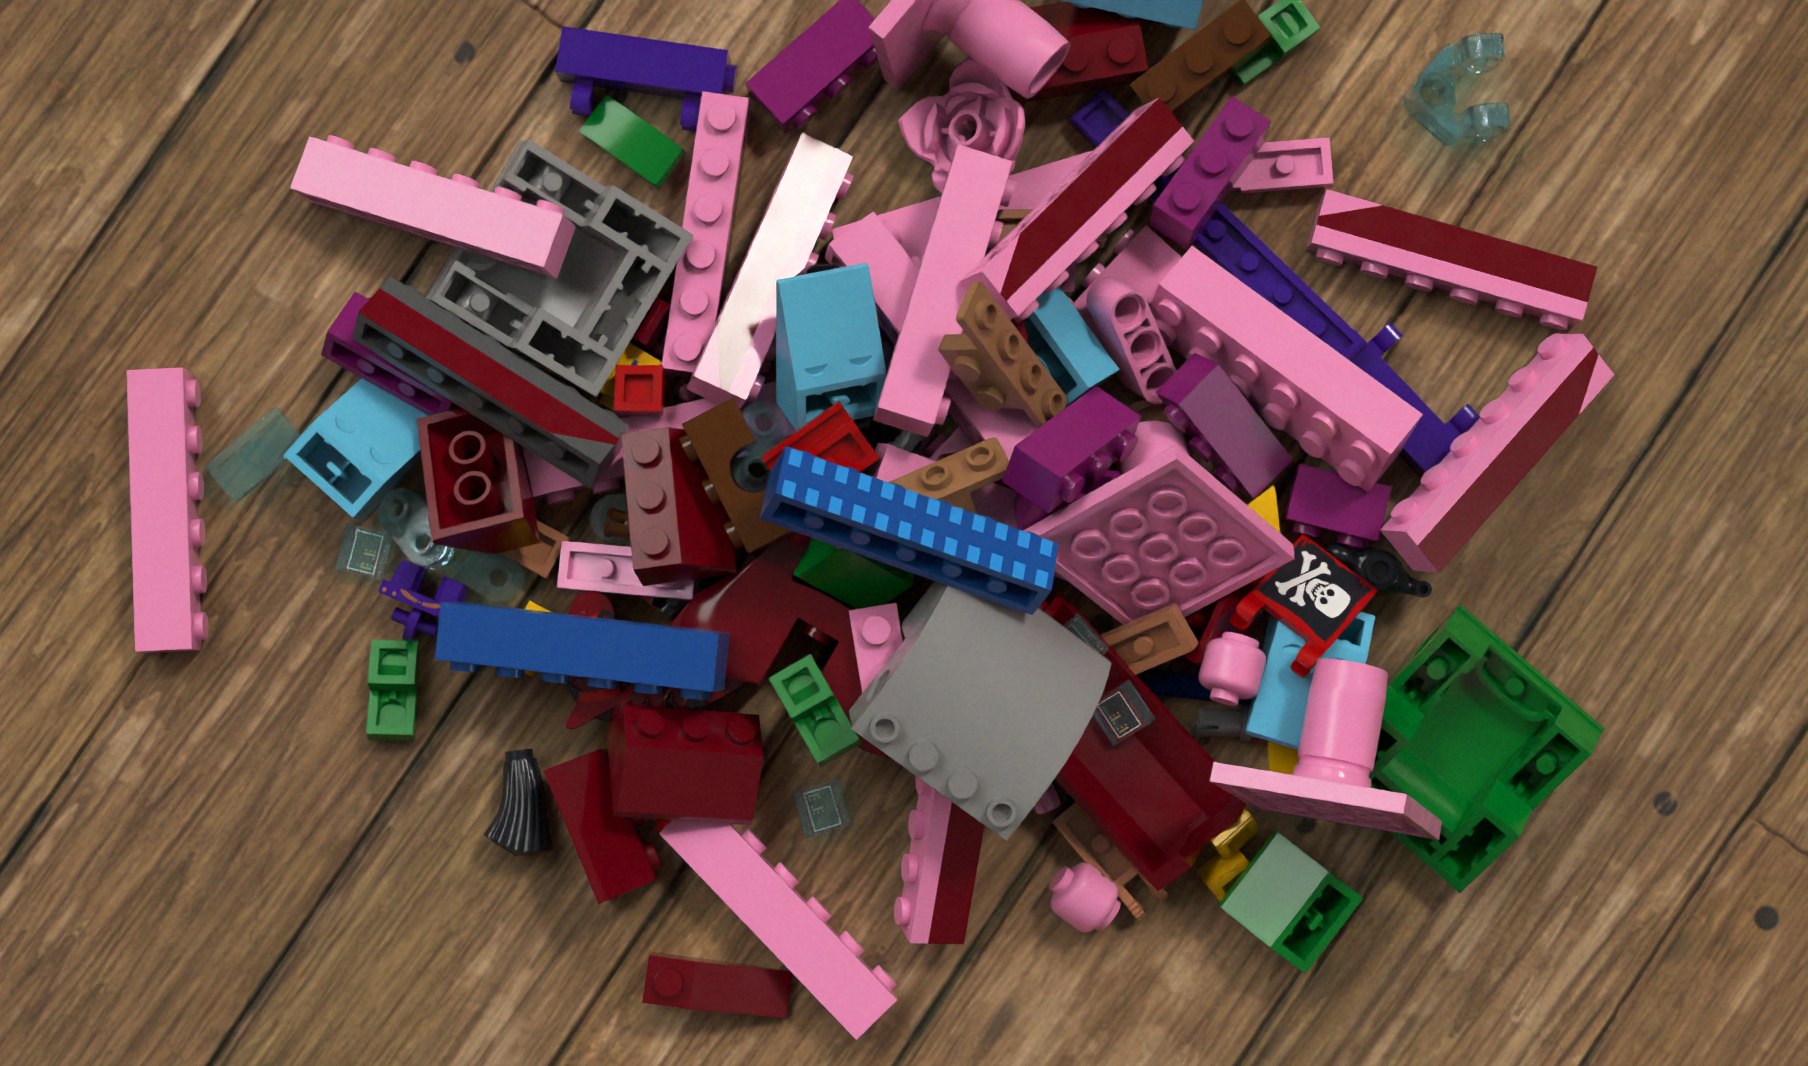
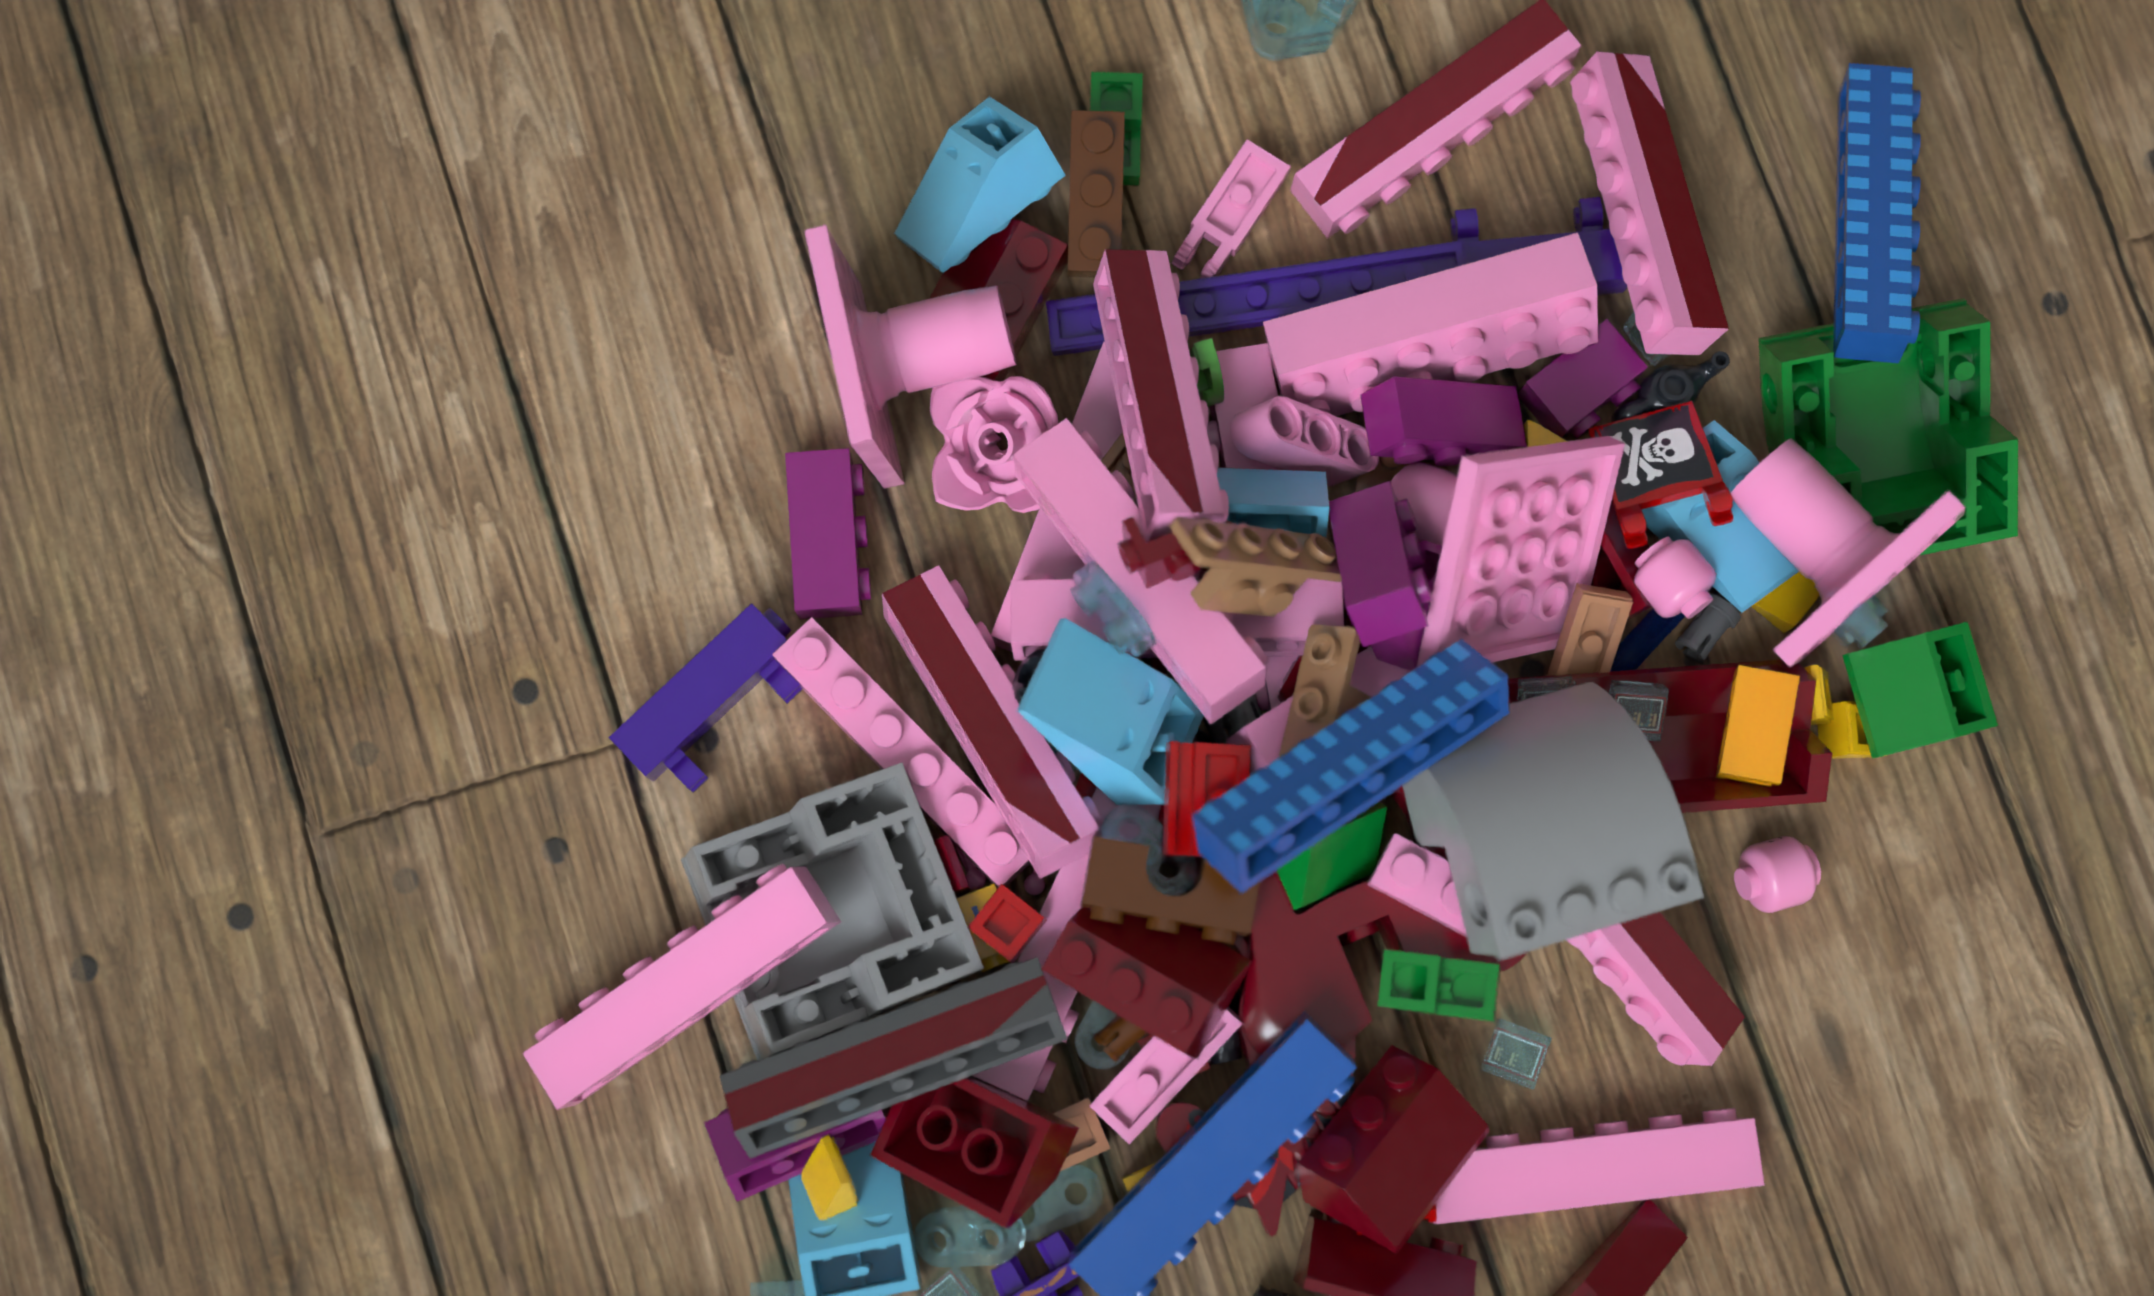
camera: 60 degrees left, 5 degrees down
(379, 404) = (828, 1180): none -> yellow slope
(632, 141) = (763, 757): green slope -> none
(893, 309) = (1124, 623): none -> clear light blue plate
(949, 290) = (1155, 560): none -> dark red bracket
(1103, 854) = (1748, 826): nougat hinge -> none
(1128, 235) = (1210, 379): none -> bright green tile
(1171, 801) = (1757, 726): none -> light orange hinge
(1209, 172) = (1205, 259): magenta brick -> none
(1306, 826) = (1862, 624): none -> clear light blue plate
(1618, 617) = (1875, 214): none -> blue brick

